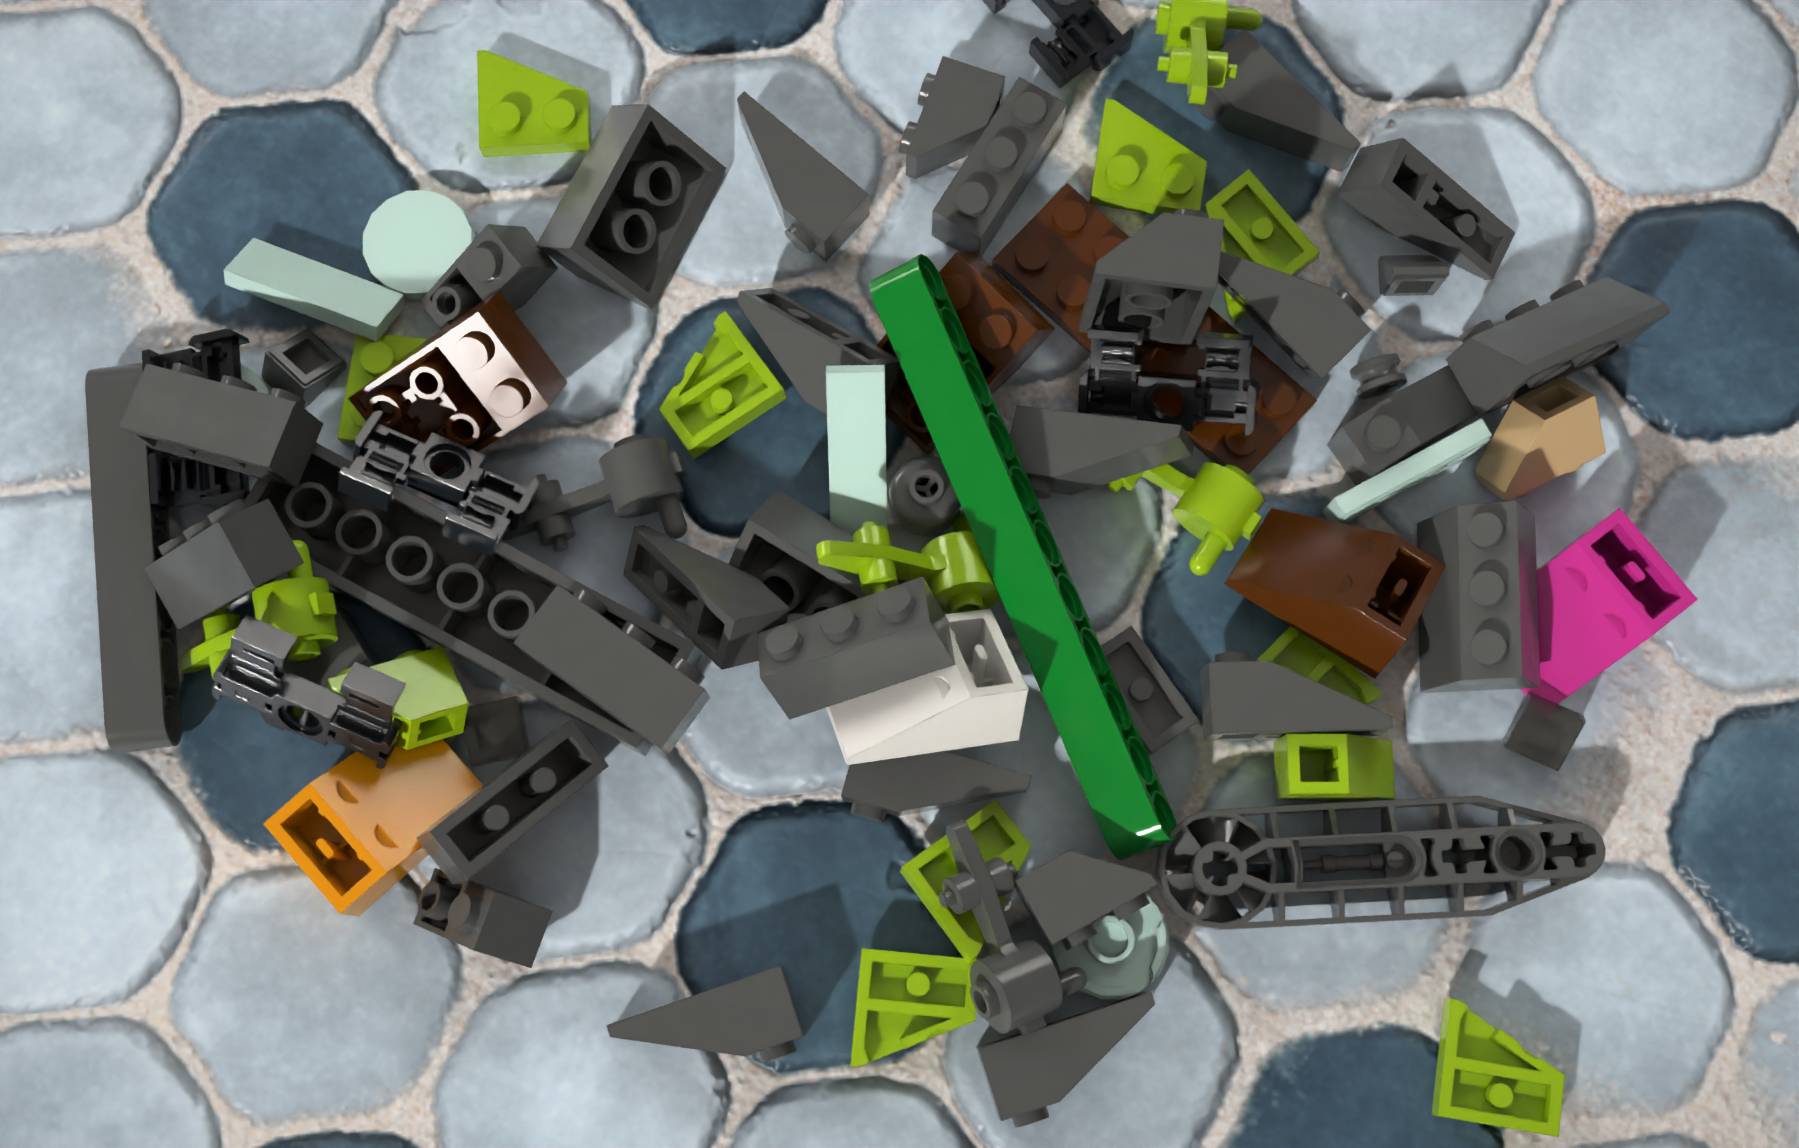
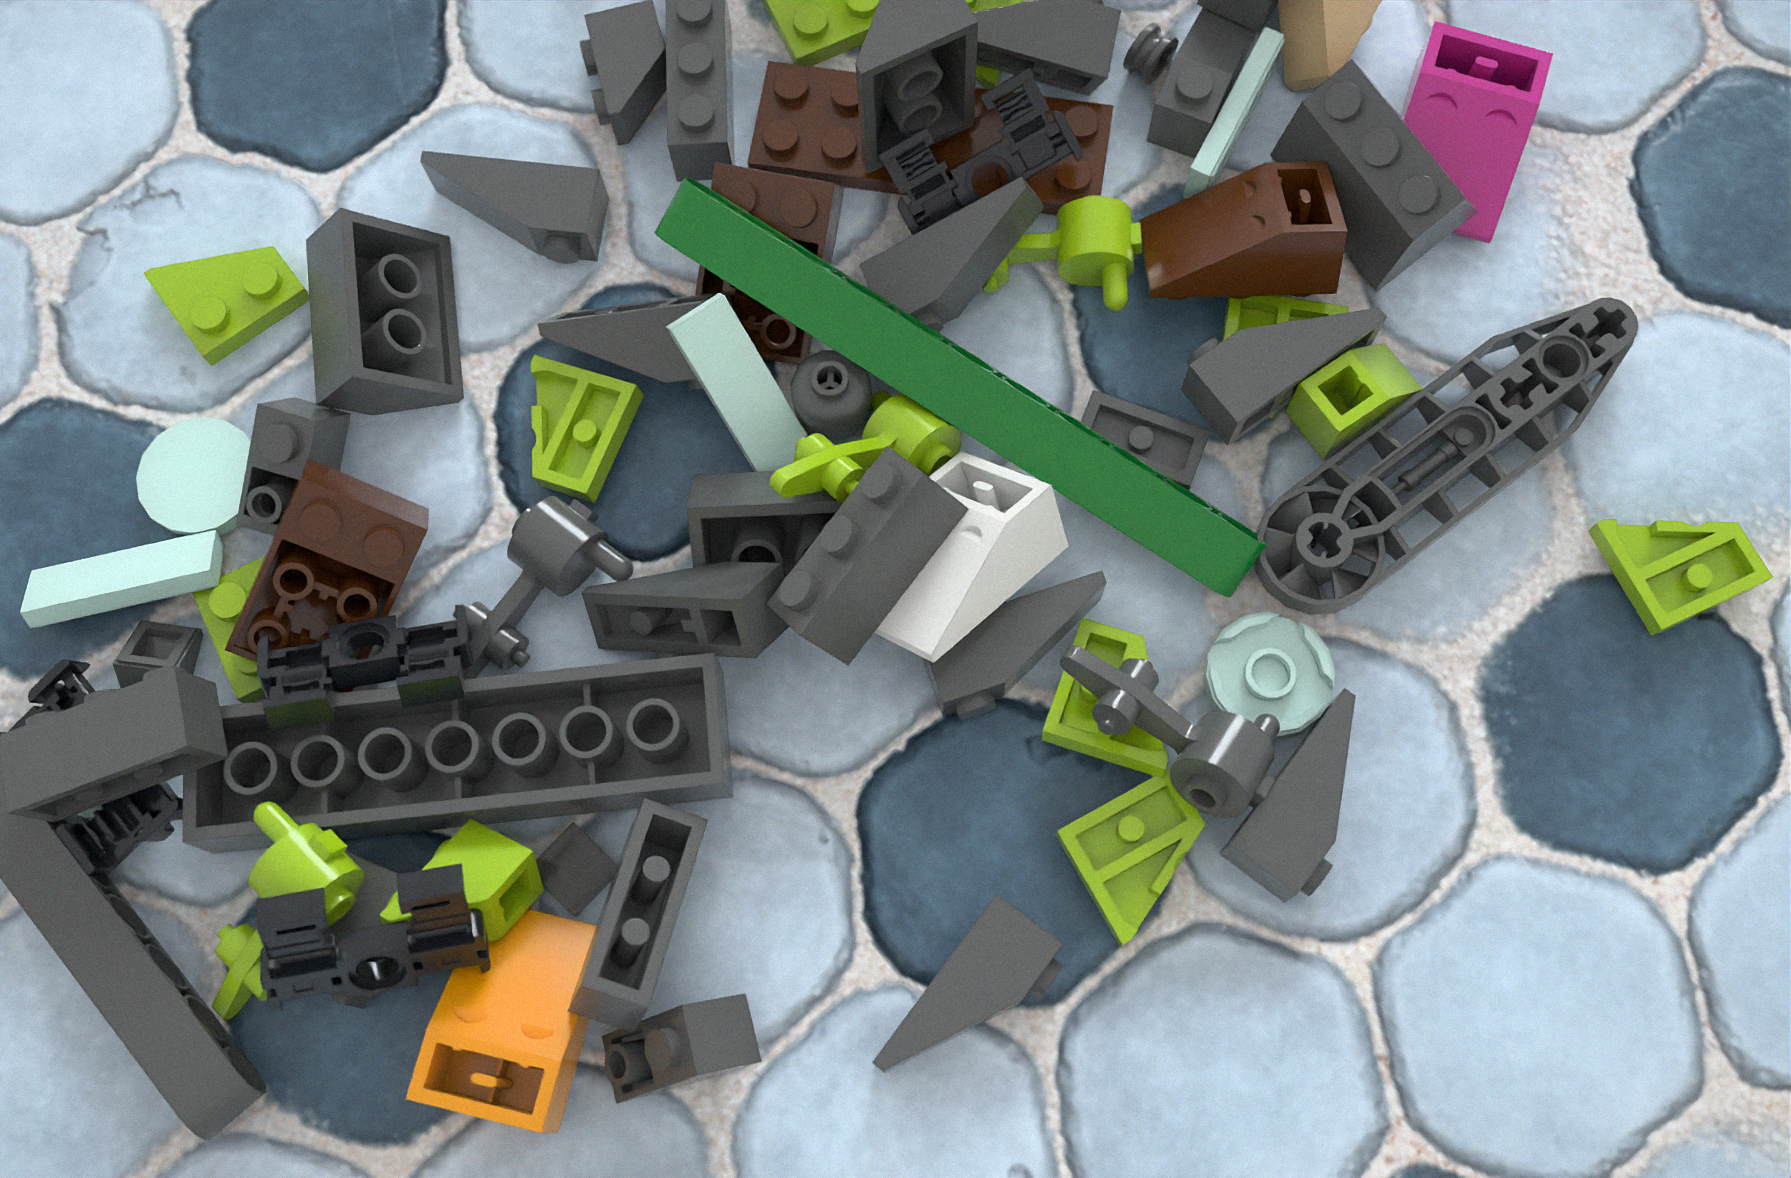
camera: 30 degrees left, 5 degrees down
(222, 560) = (197, 873): dark grey brick -> none
(614, 667) = (653, 718): dark grey brick -> none
(1078, 890) = (1214, 646): dark grey slope -> none
(1543, 731) = (1503, 252): clear smoke tile -> none

